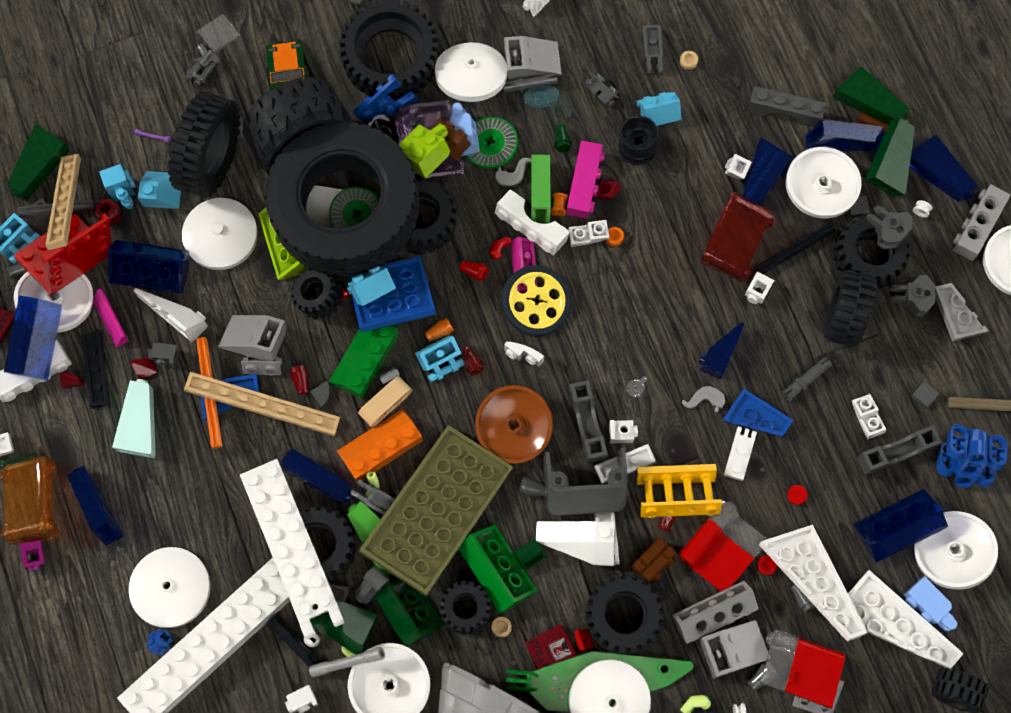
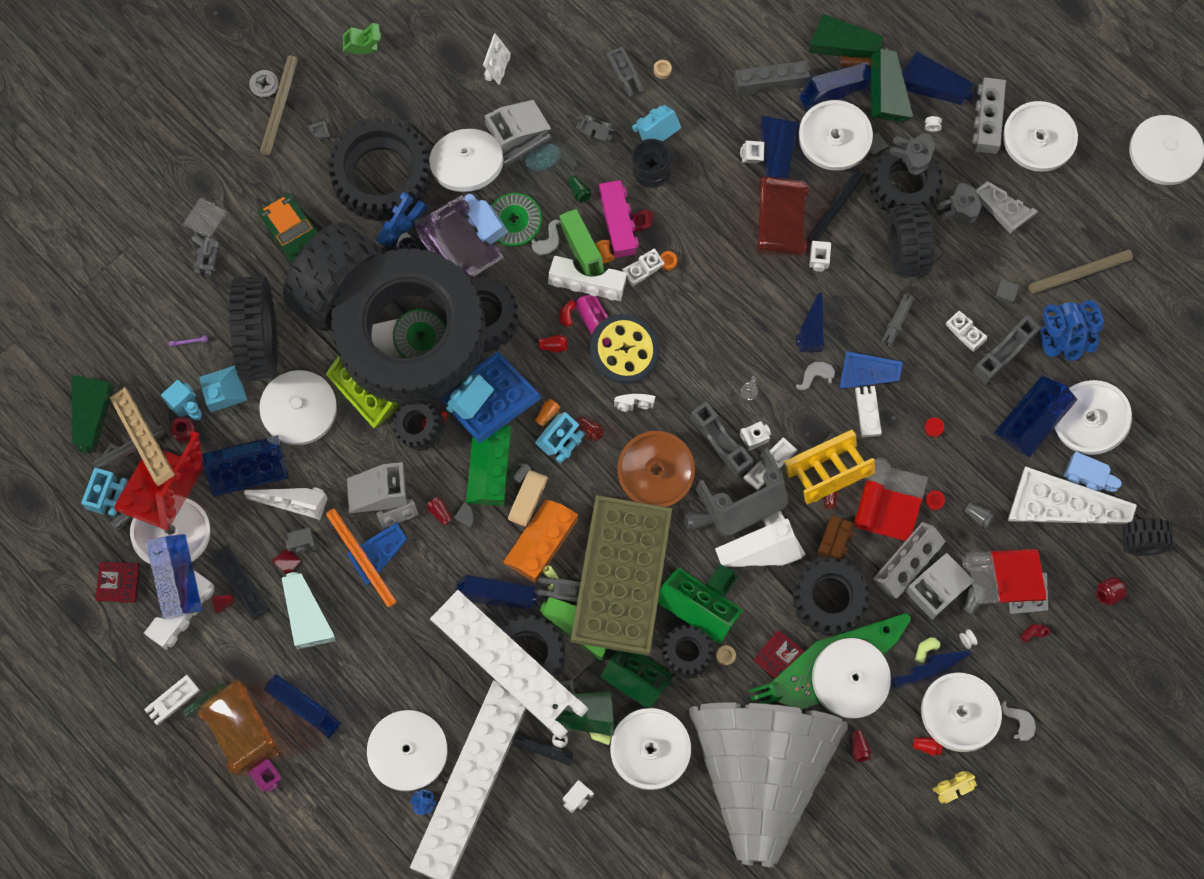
camera: 25 degrees left, 0 degrees up
(110, 319) = (231, 530): dark pink slope -> none
(262, 404) = (415, 547): tan tile -> none
(366, 657) = (621, 731): light grey piece -> none
(373, 582) = (595, 665): dark grey piece -> none
(426, 148) = (463, 247): lime hinge -> none
(455, 139) = (477, 232): reddish brown brick -> none
(583, 640) = (803, 635): red slope -> none
(811, 570) = (975, 487): white wing -> none

